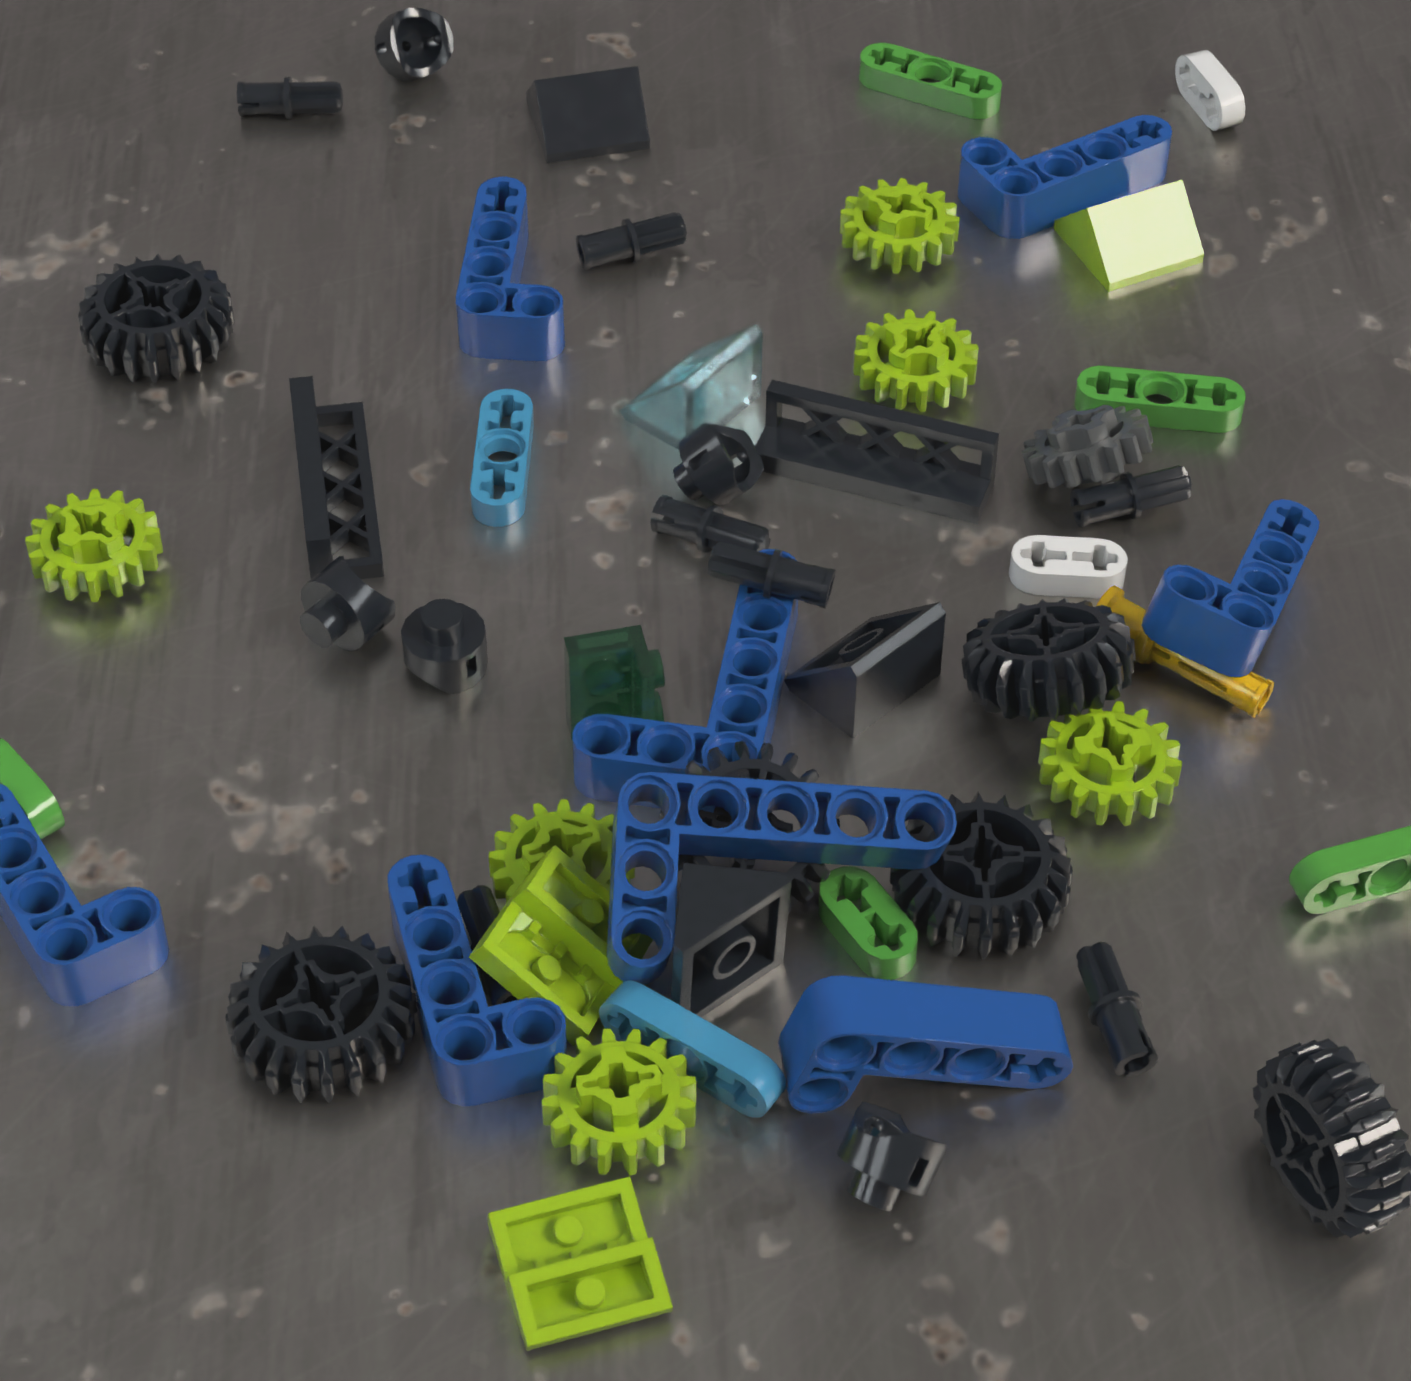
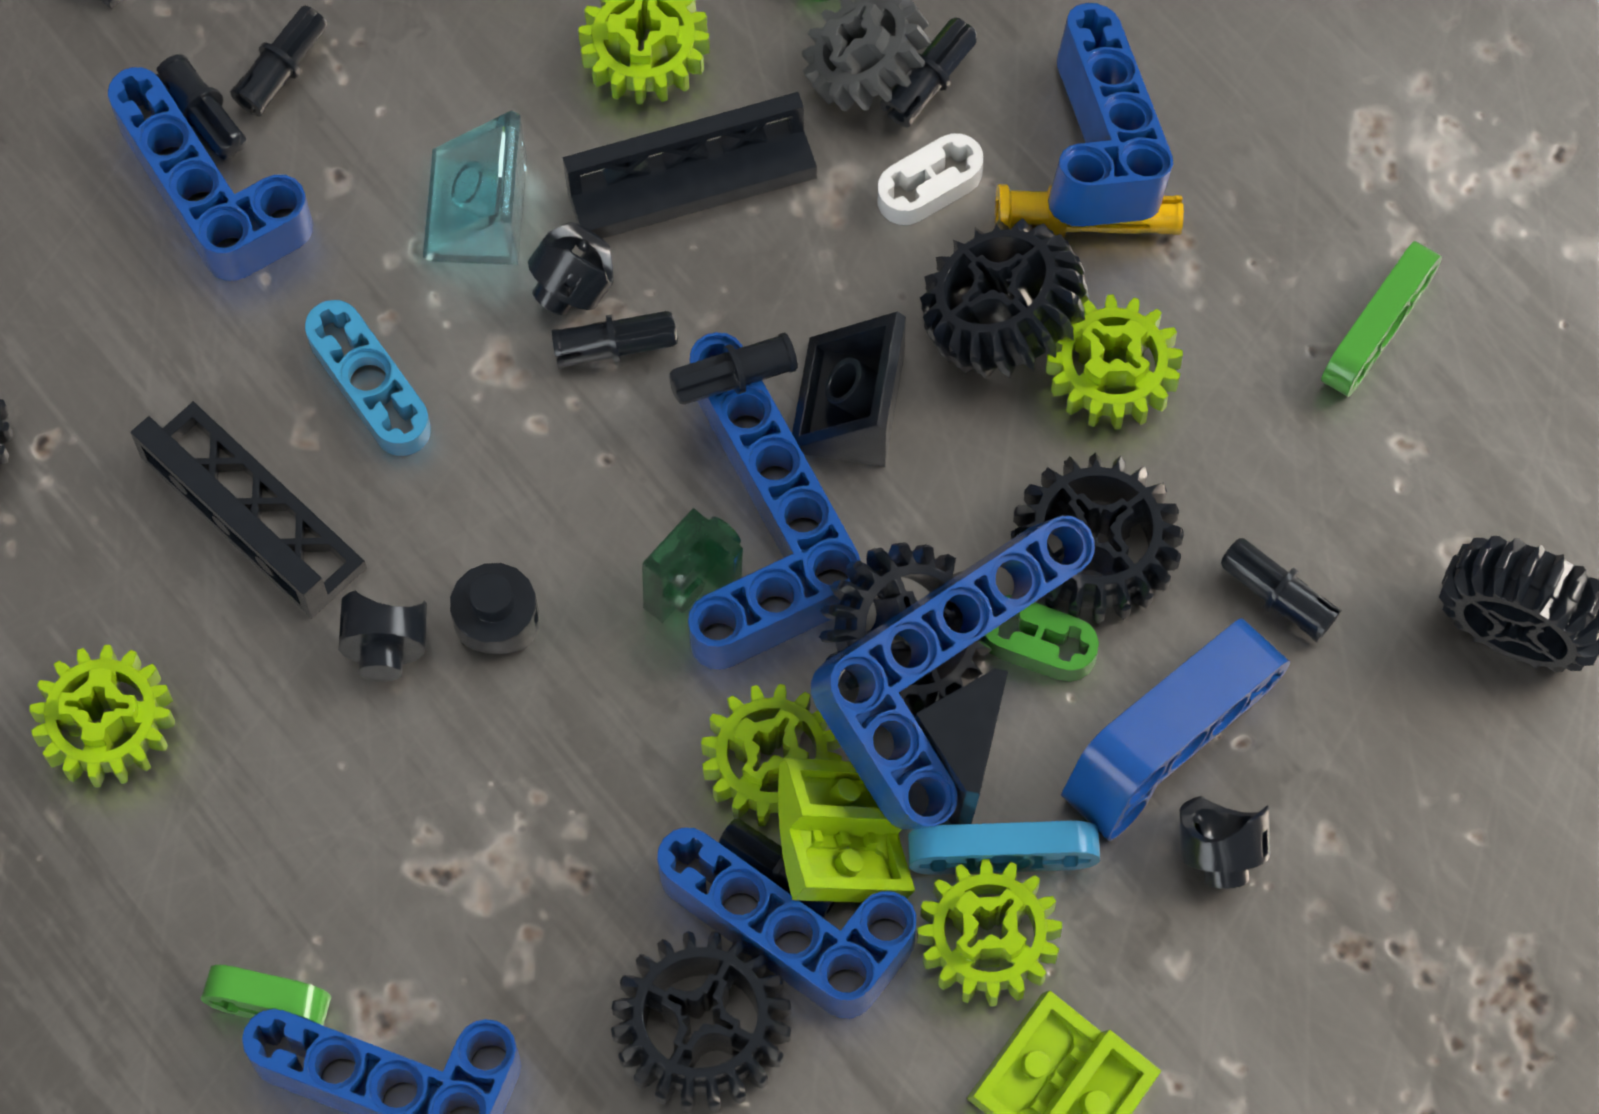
camera: 35 degrees left, 20 degrees up
(546, 236) = (201, 106): none -> black axle

